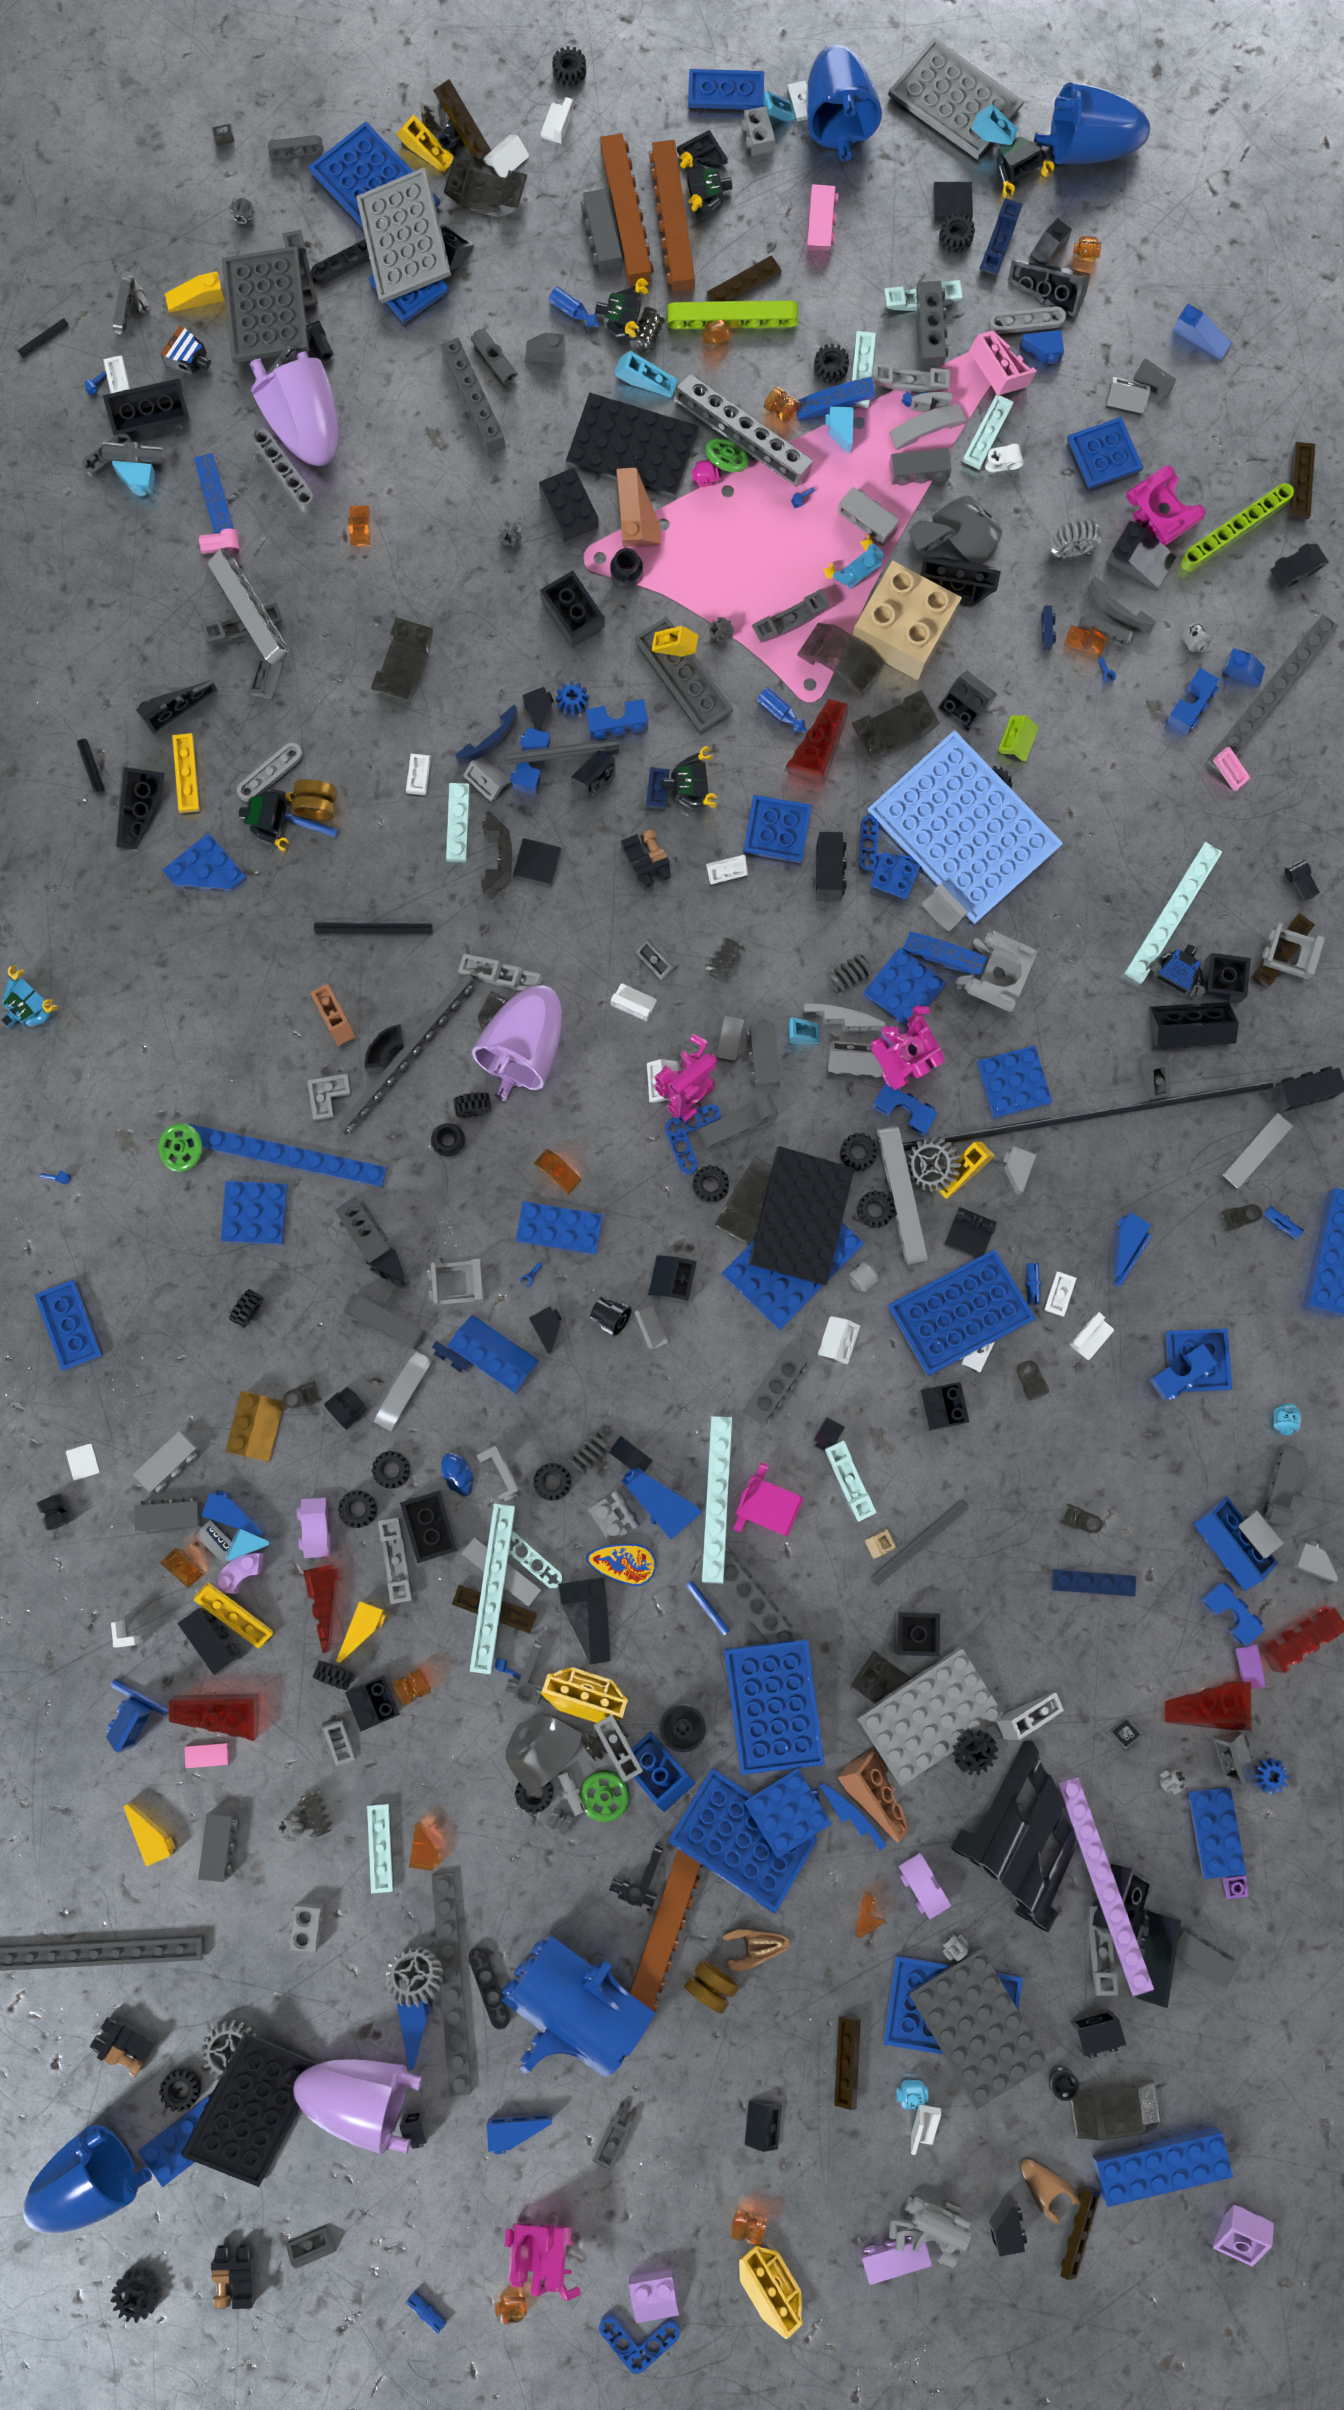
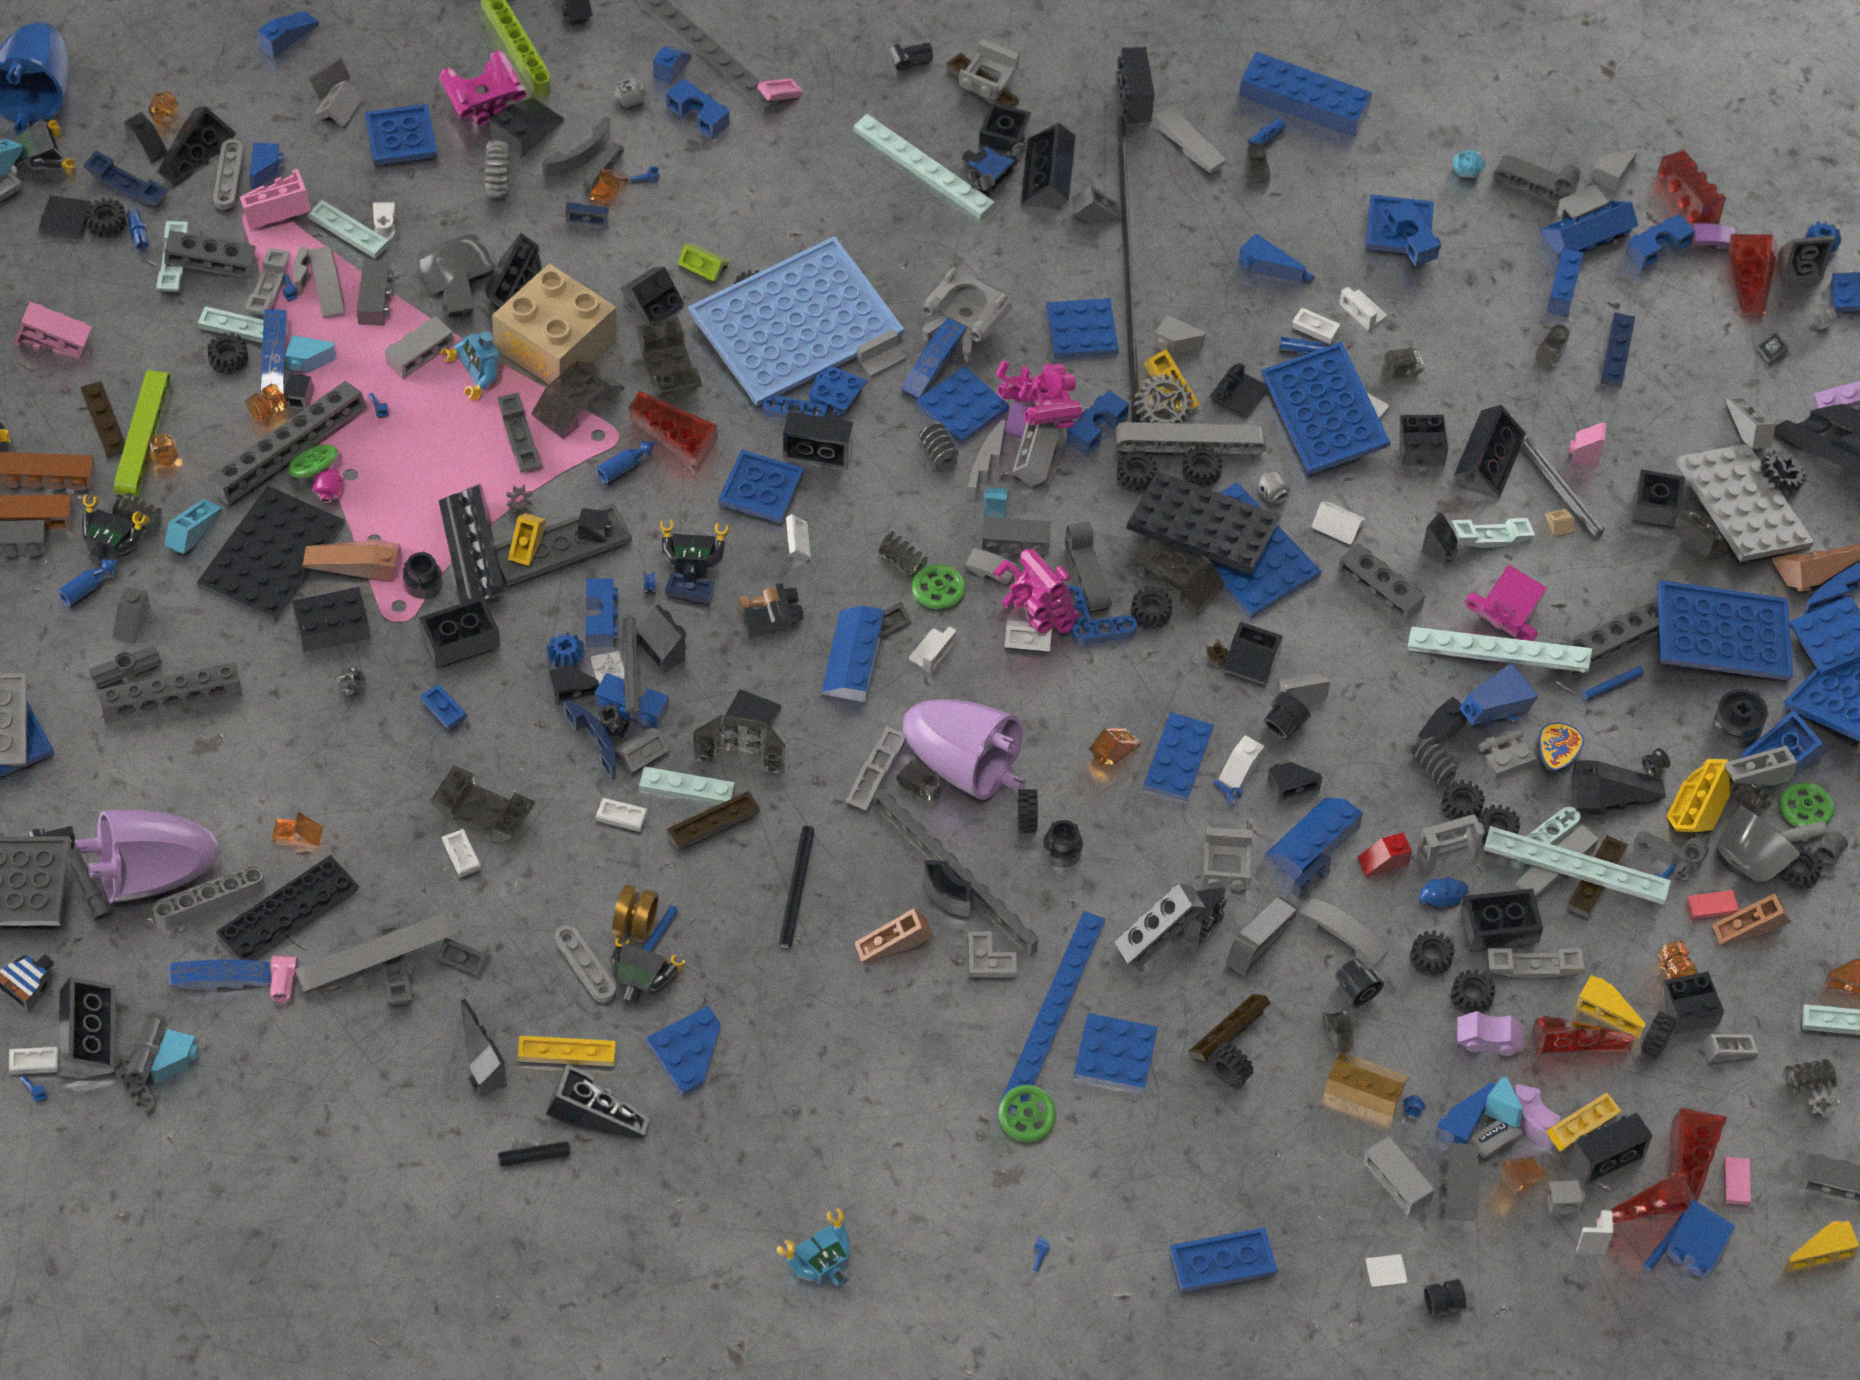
camera: 80 degrees left, 25 degrees down
(153, 1689) = (1661, 1198): none -> clear red wedge
(165, 1606) = (1565, 1197): none -> light grey brick
(237, 1468) = (1413, 1106): none -> blue plate
(285, 533) = (288, 910): none -> black plate
(289, 1303) = (1230, 1026): none -> dark brown plate
(359, 655) = (461, 853): none -> white plate
(424, 848) = (713, 820): none -> dark brown plate
(468, 1752) = (1752, 921): none -> nougat slope
(482, 1418) = (1386, 855): none -> red slope
(483, 1715) = (1712, 904): none -> coral tile
(500, 612) = (443, 707): none -> blue plate
(500, 746) = (613, 721): none -> black piece
(540, 1525) = (1499, 815): none -> black tyre
(556, 1282) = (1242, 763): none -> white slope
(568, 735) = (607, 663): none -> white sticker
(609, 935) = (853, 653): none -> blue slope
(623, 1653) = (1655, 762): none -> black wheel
(657, 753) = (649, 582): none -> blue bush
(664, 600) = (471, 545): none -> black plate
(678, 1247) = (1217, 659): none -> dark brown plate
(699, 694) = (594, 525): none -> black brick
(707, 1013) = (941, 570): none -> bright green plate
(800, 428) = (298, 391): none -> black brick
(943, 1471) = (1490, 452): none -> black slope
(950, 261) = (137, 229): none -> blue pin
(965, 1561) = (1588, 445): none -> bright pink slope
(1160, 1524) = (1565, 282): none -> blue arch

